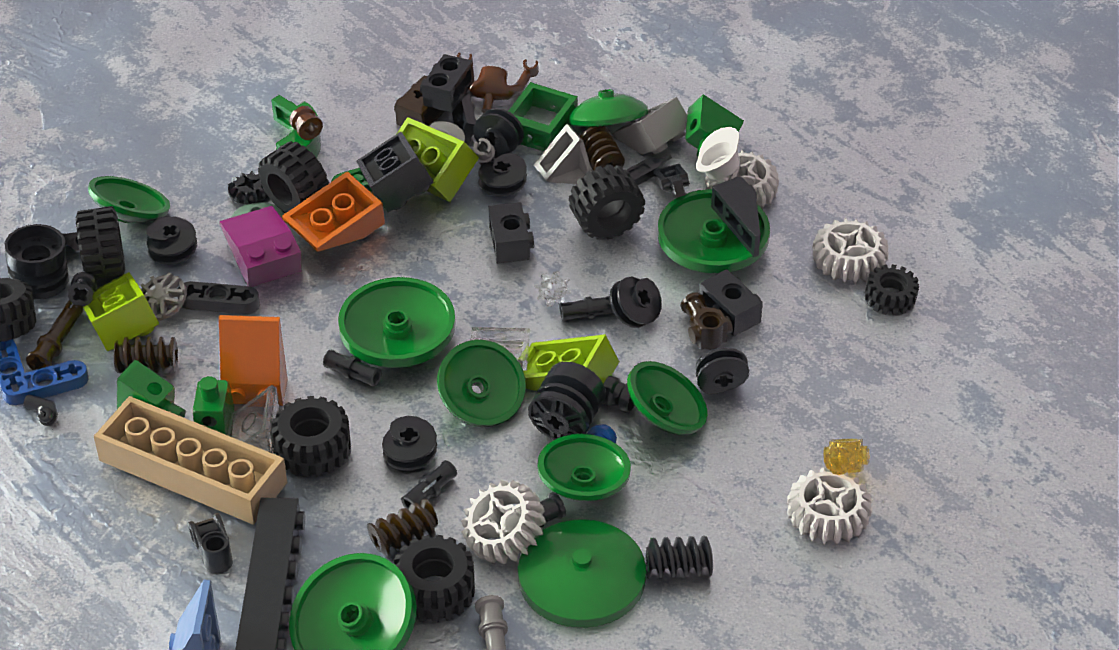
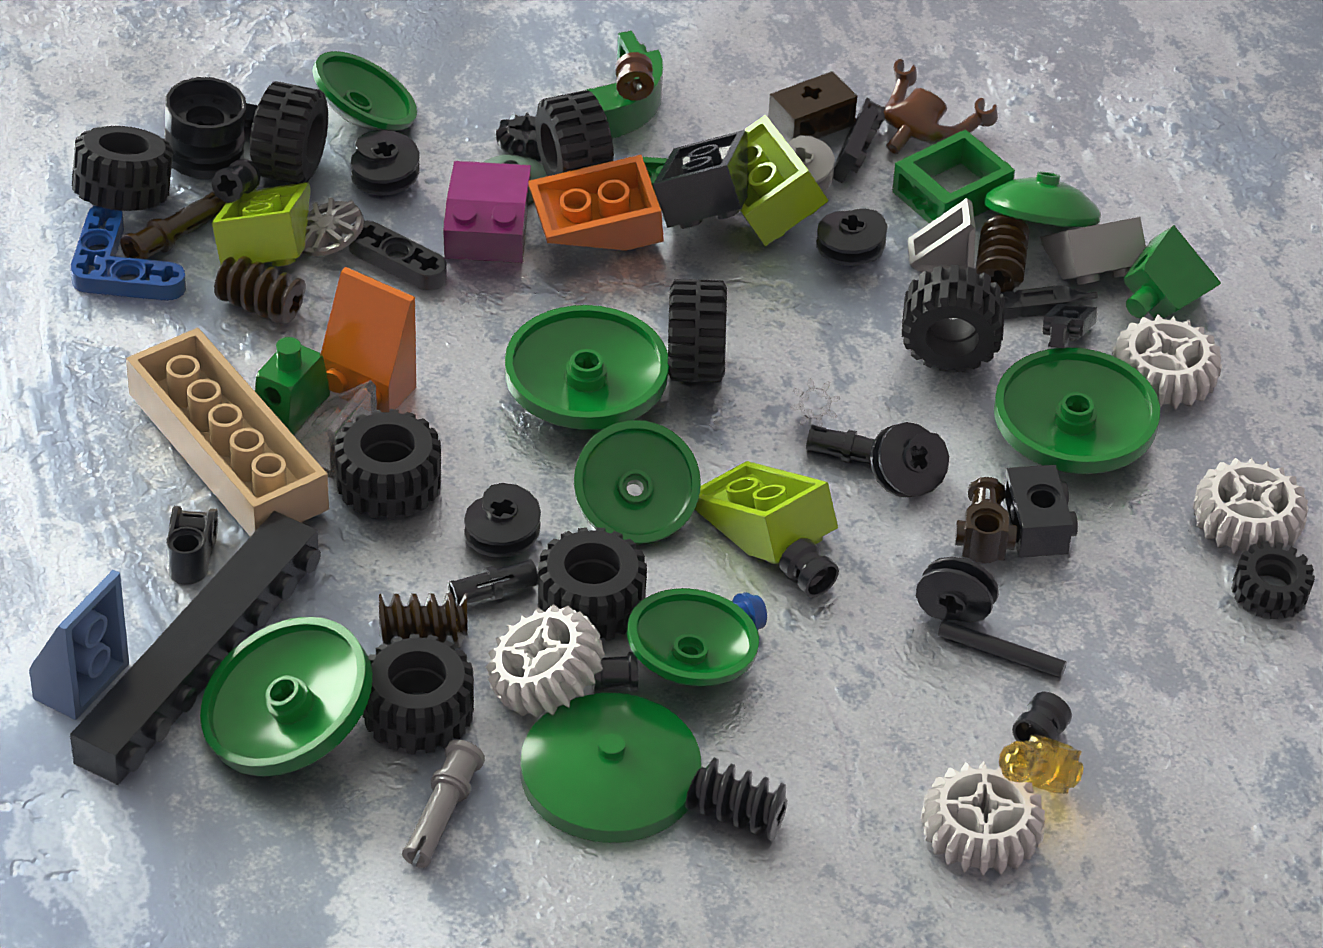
camera: 25 degrees right, 0 degrees up
(45, 408) = (107, 307): black arm -> none
(148, 387) = (228, 329): green torso -> none
(352, 367) = (498, 402): black pin -> none
(447, 82) = (849, 90): black brick -> none
(456, 269) = (697, 330): none -> black tyre
(487, 148) = (841, 194): light grey pin -> none
(494, 442) = (594, 576): none -> black tyre
(500, 129) = (880, 178): black piece -> none
(509, 232) = (810, 312): black brick -> none
(513, 339) = (713, 447): clear wing -> none
(567, 400) = (727, 546): black wheel -> none
(667, 398) = (860, 595): green dish -> none
(719, 154) = (1140, 314): white piece -> none
(737, 207) = (1120, 392): black slope -> none
(764, 396) = (1002, 648): none -> black bar
(822, 429) = (1046, 716): none -> black wheel

